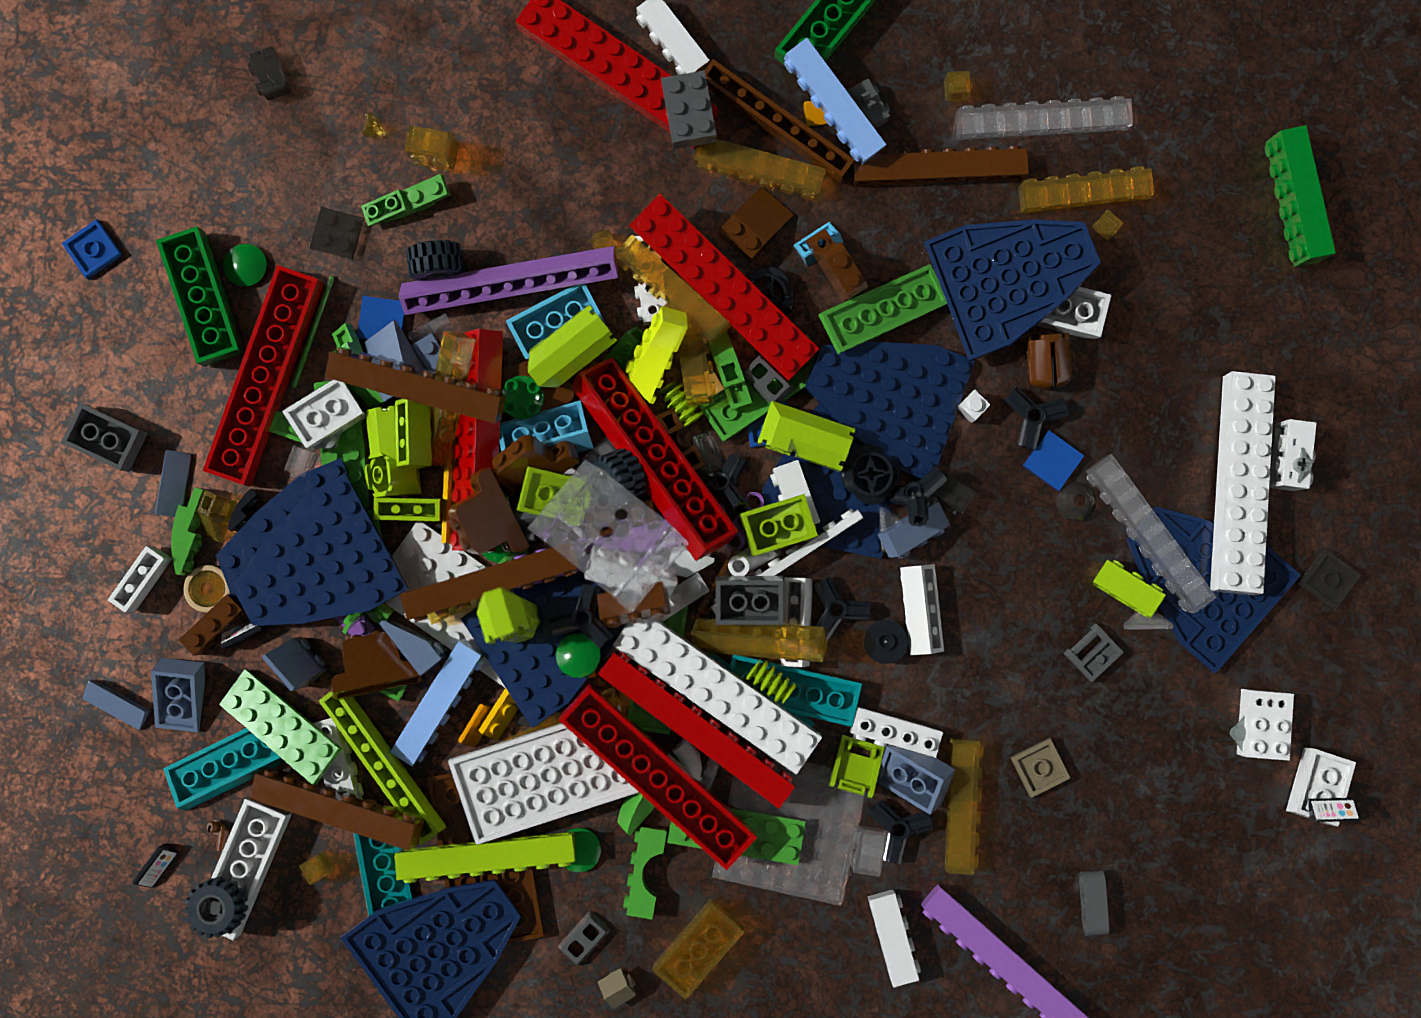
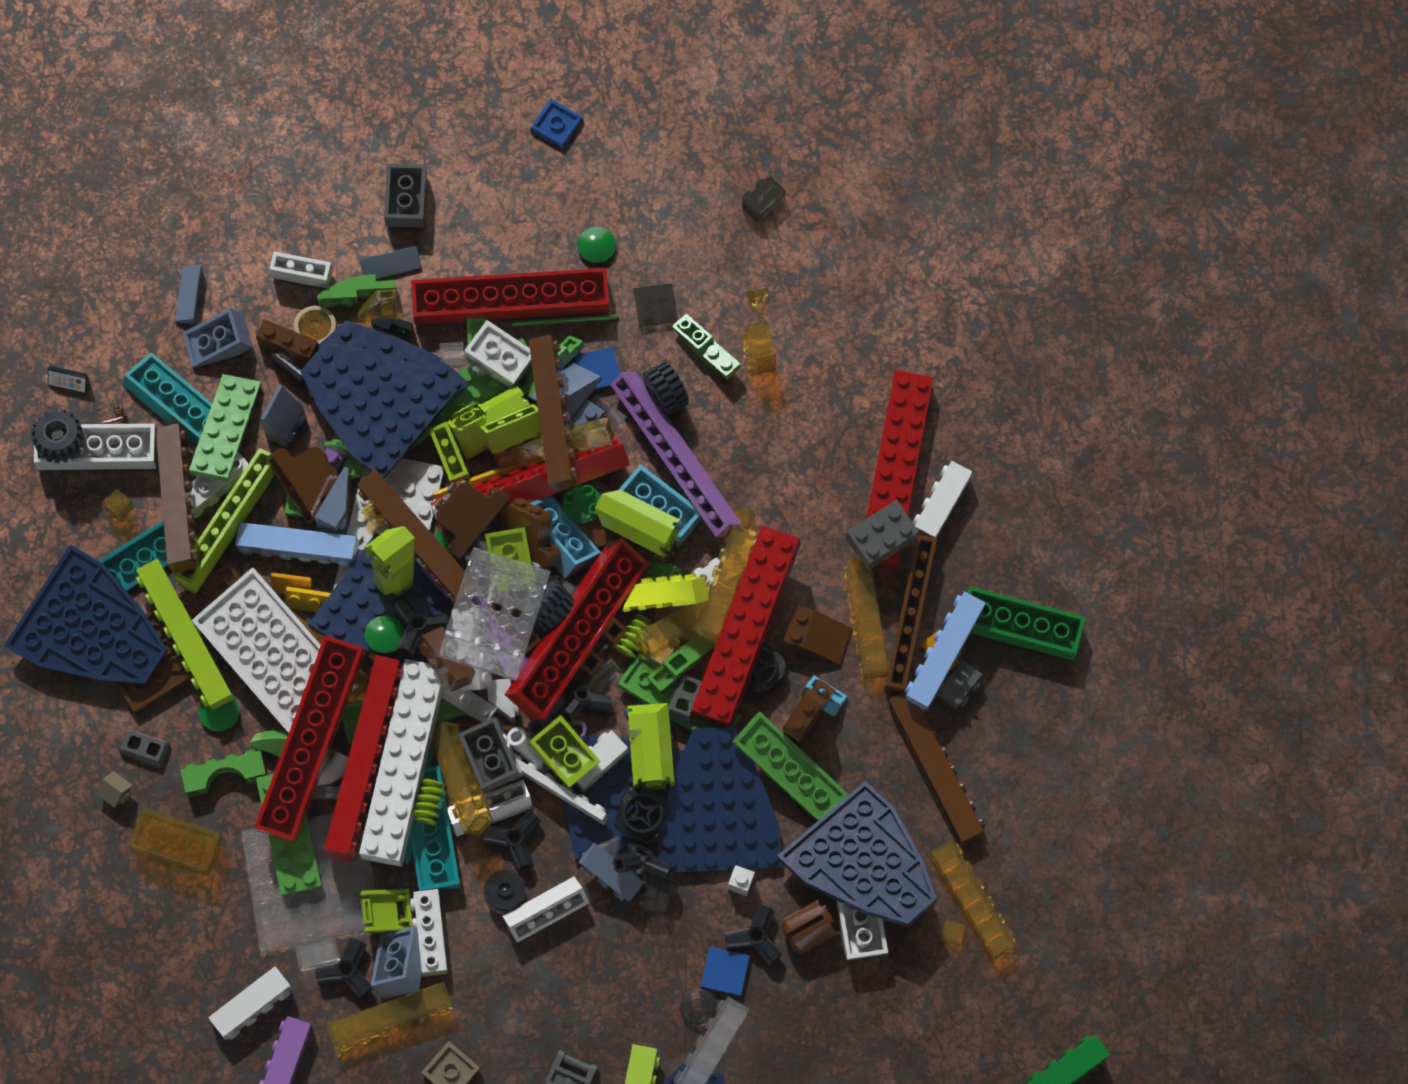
camera: 60 degrees right, 15 degrees down
(200, 296) = (554, 221): green brick -> none
(957, 86) = (1012, 752): clear yellow brick -> none
(1043, 119) = (1018, 837): clear brick -> none

